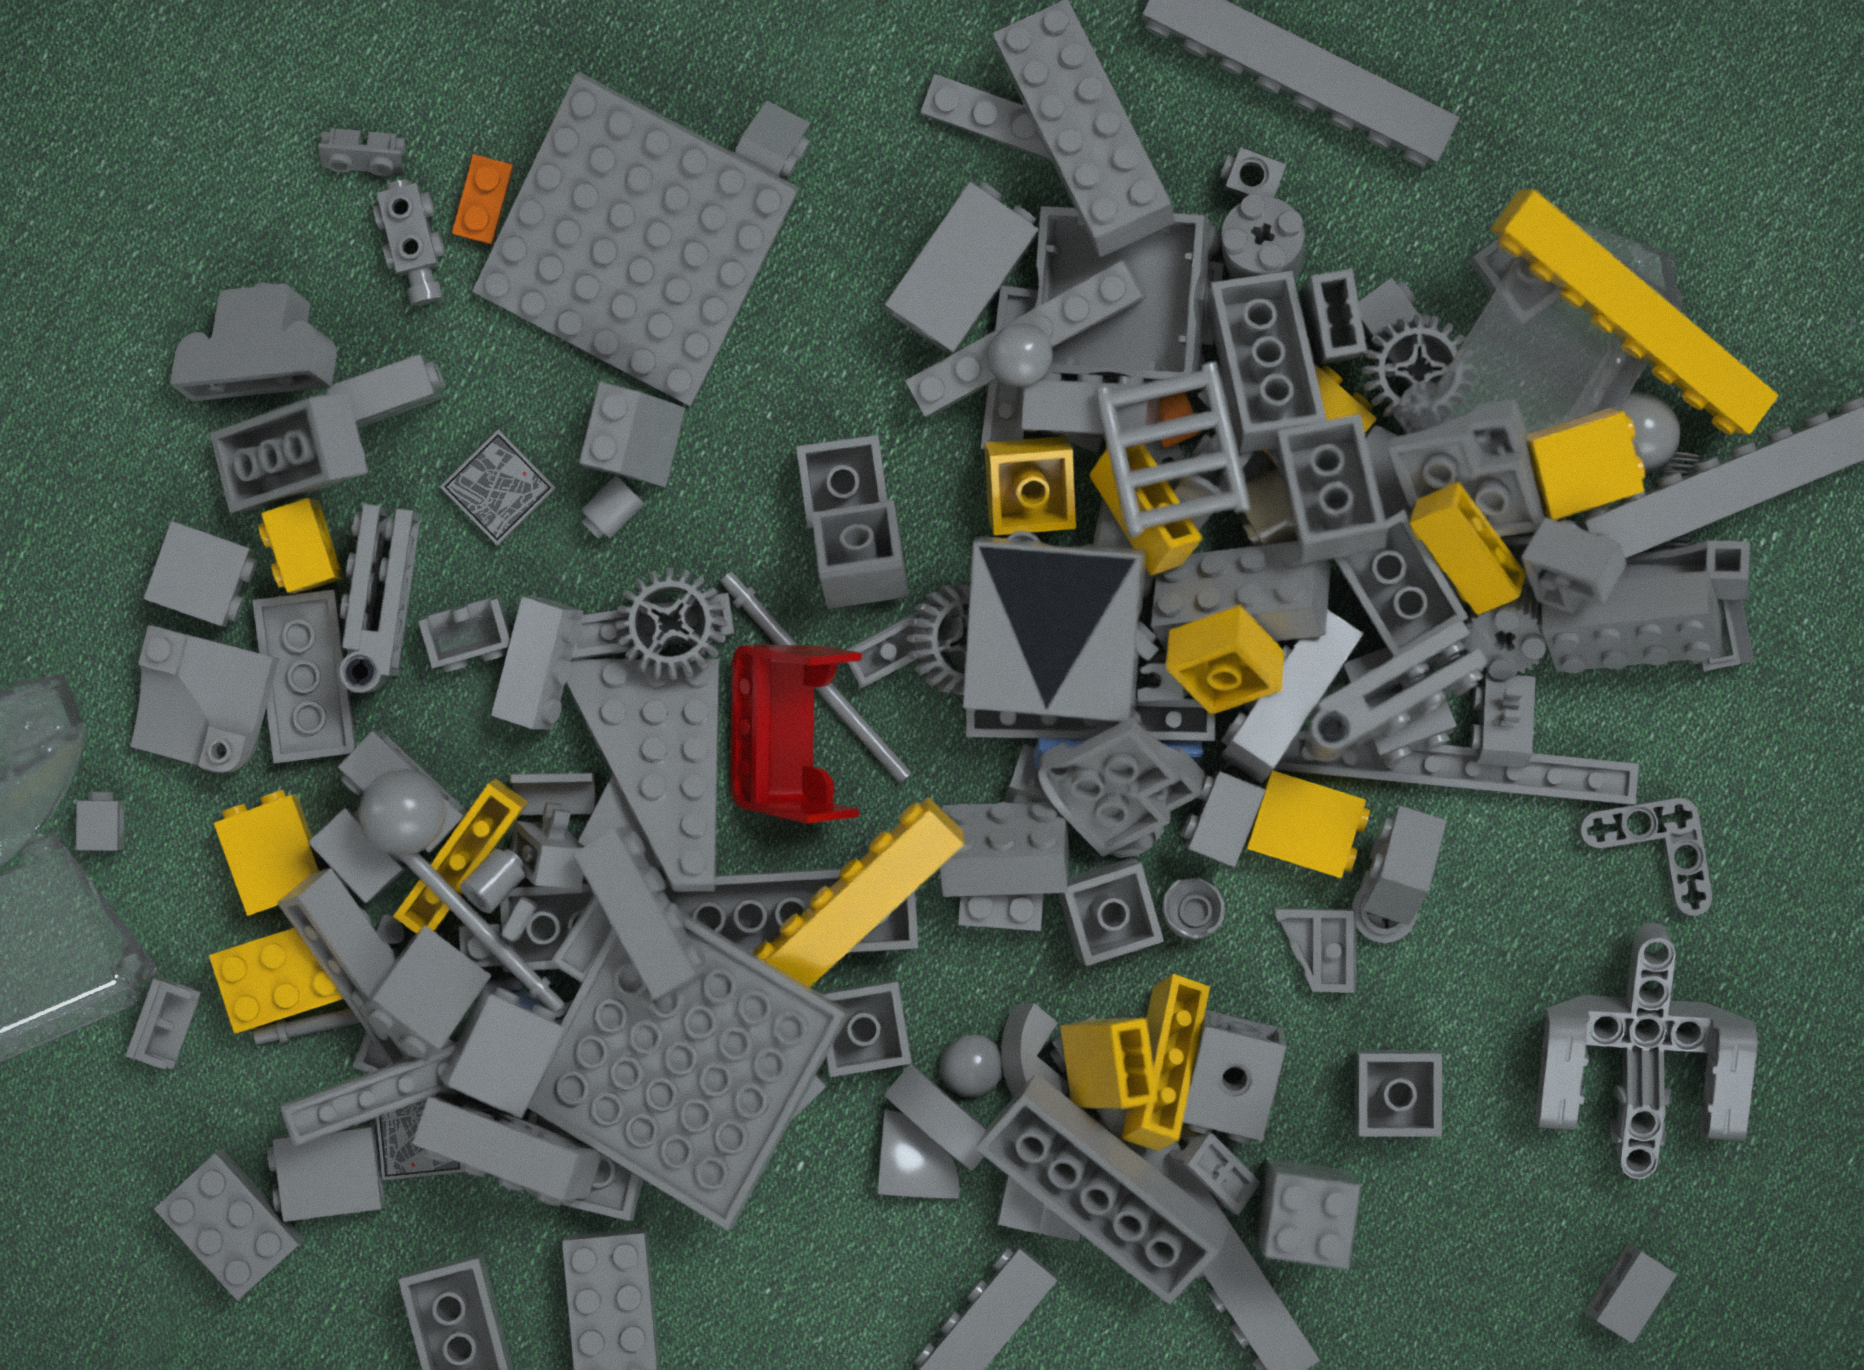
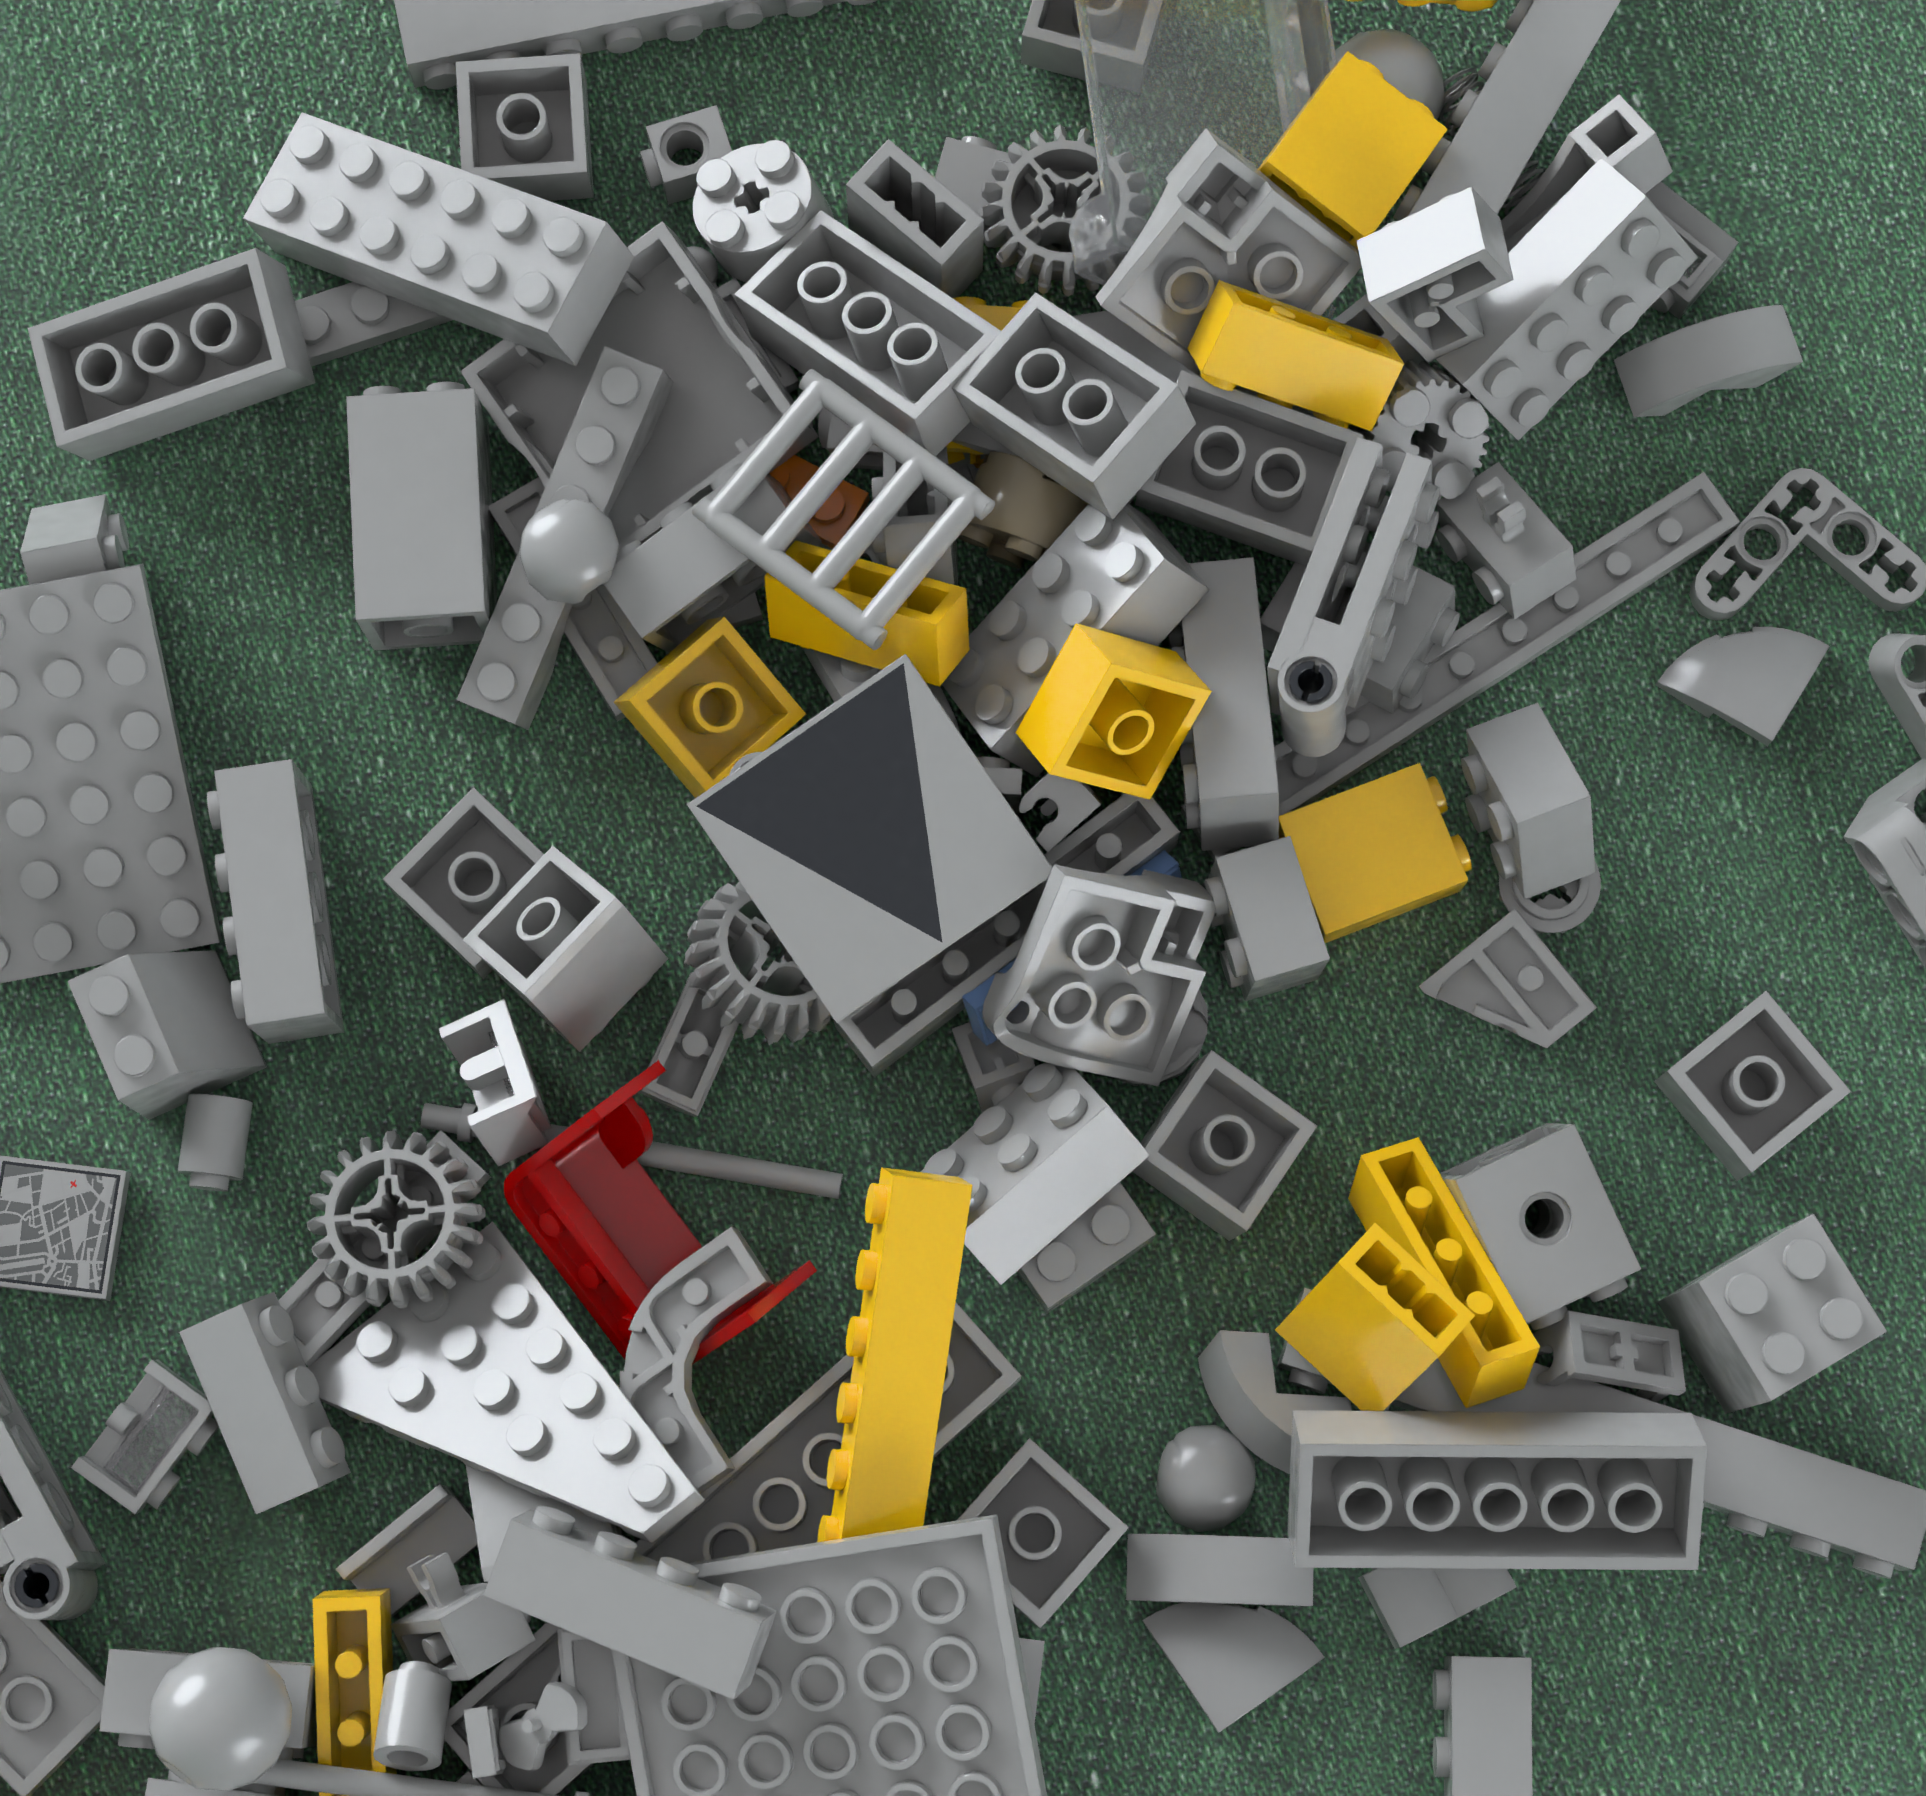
camera: 40 degrees left, 10 degrees down
(540, 933) = (558, 1710): none -> light grey piece
(735, 413) = (276, 902): none -> light grey brick
(756, 793) = (667, 1338): none -> light grey plate
(775, 595) = (502, 1082): none -> light grey window
(899, 79) = (171, 355): none -> light grey brick
(1177, 96) = (527, 124): none -> light grey brick
(1193, 908) = (1319, 1062): light grey hair -> none
(1573, 885) = (1746, 677): none -> light grey brick
(1689, 708) = (1714, 354): none -> light grey brick

